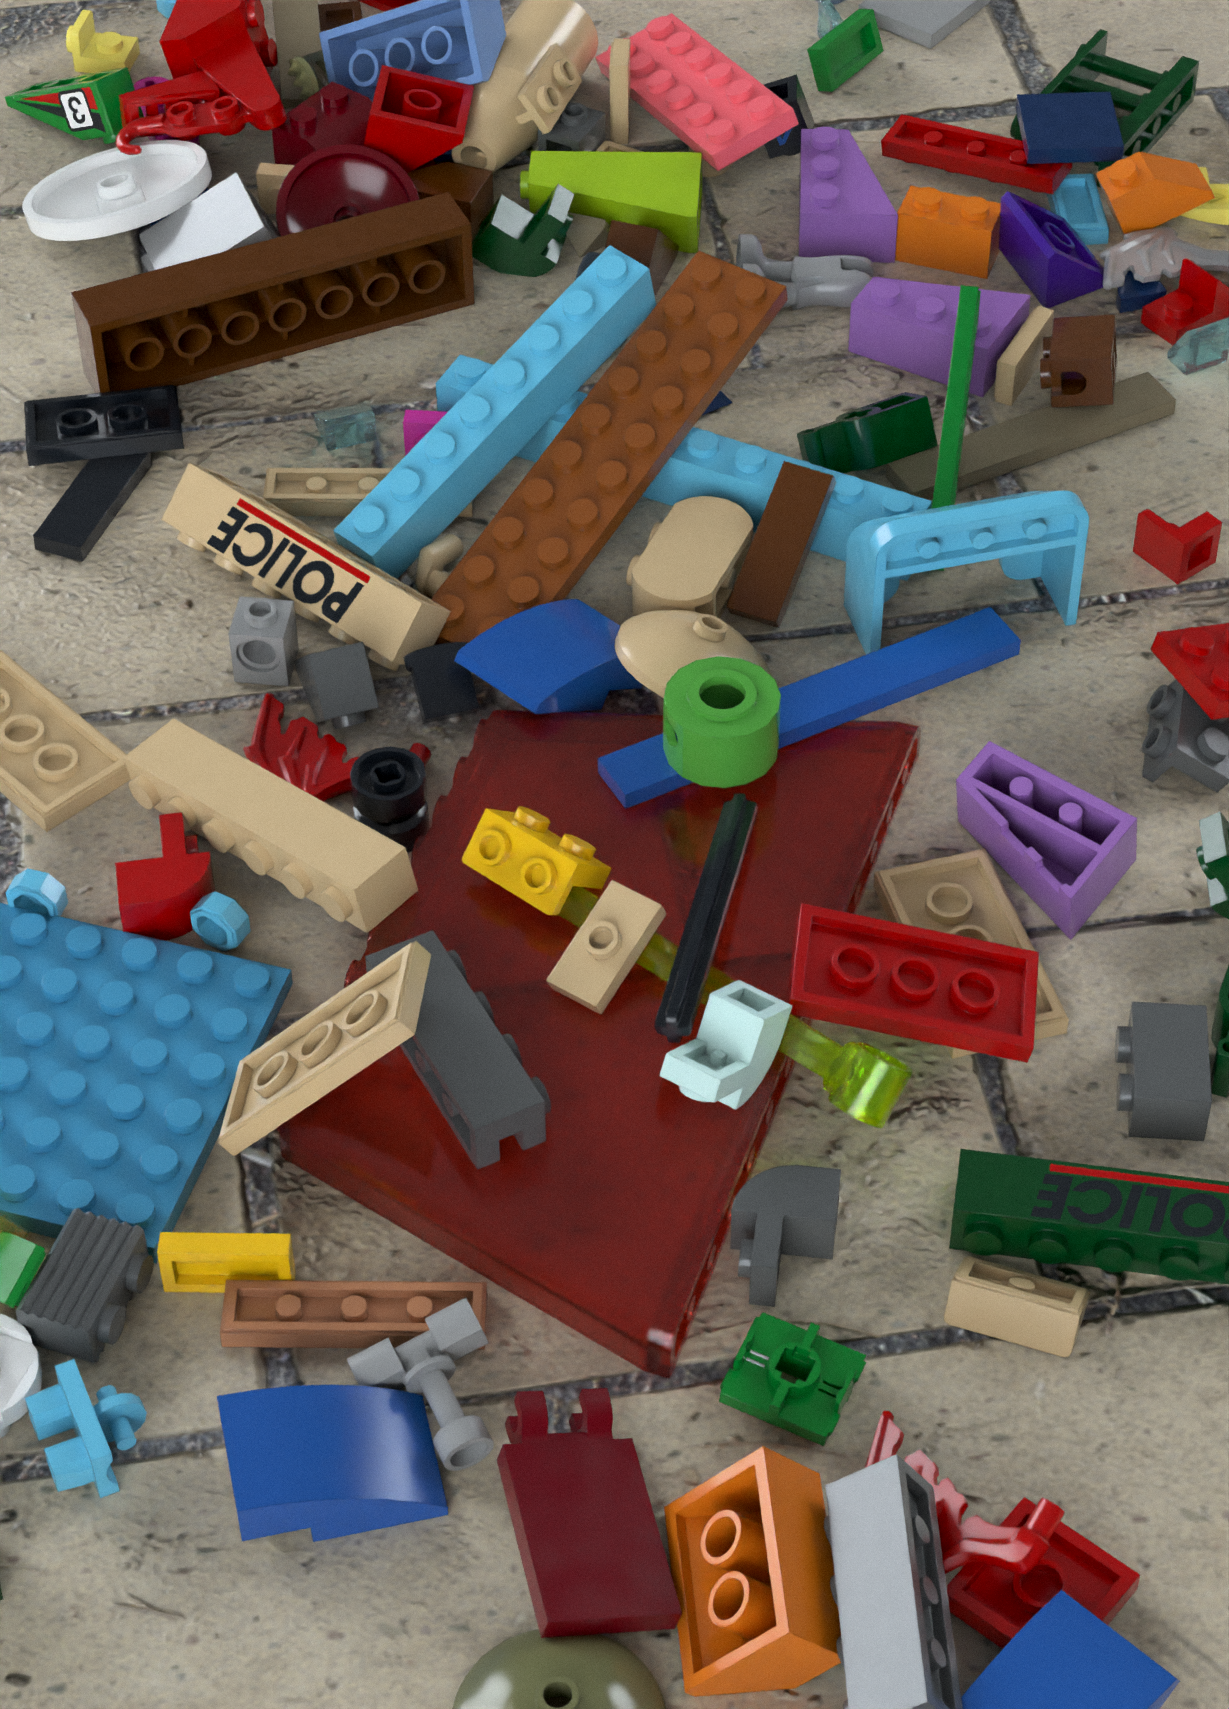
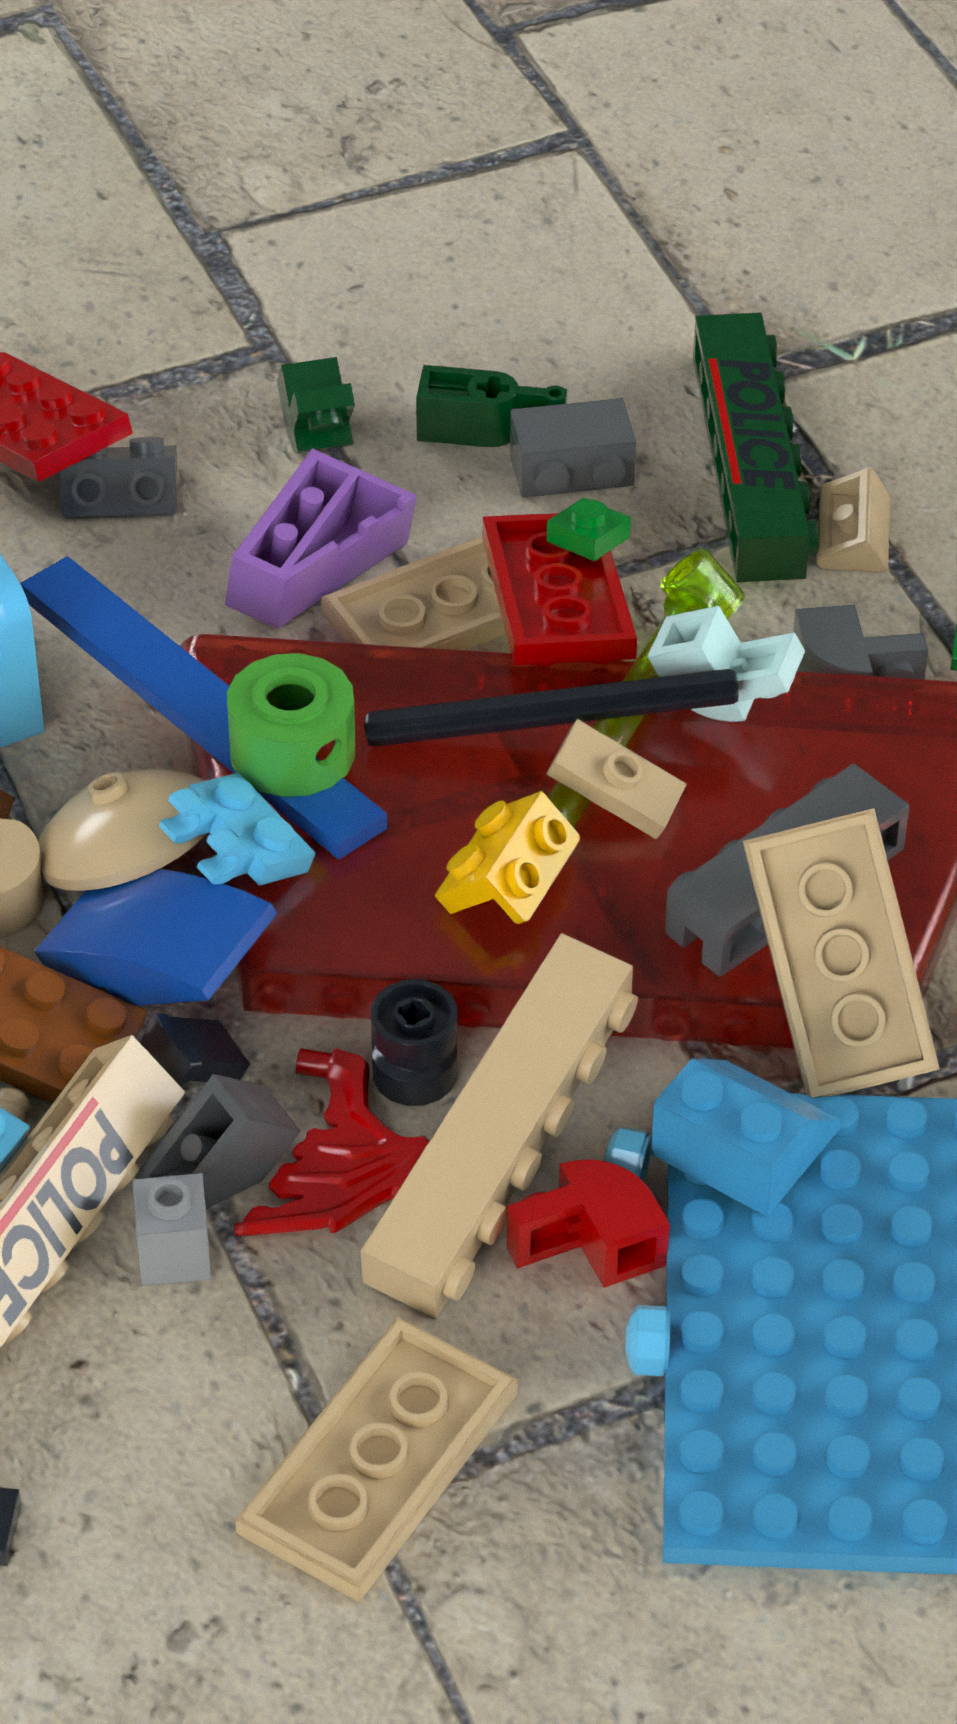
camera: 105 degrees left, 0 degrees up
(196, 972) = (738, 1132): none -> dark azure slope
(626, 705) = (242, 831): none -> medium azure plate
(983, 1013) = (588, 529): none -> green plate

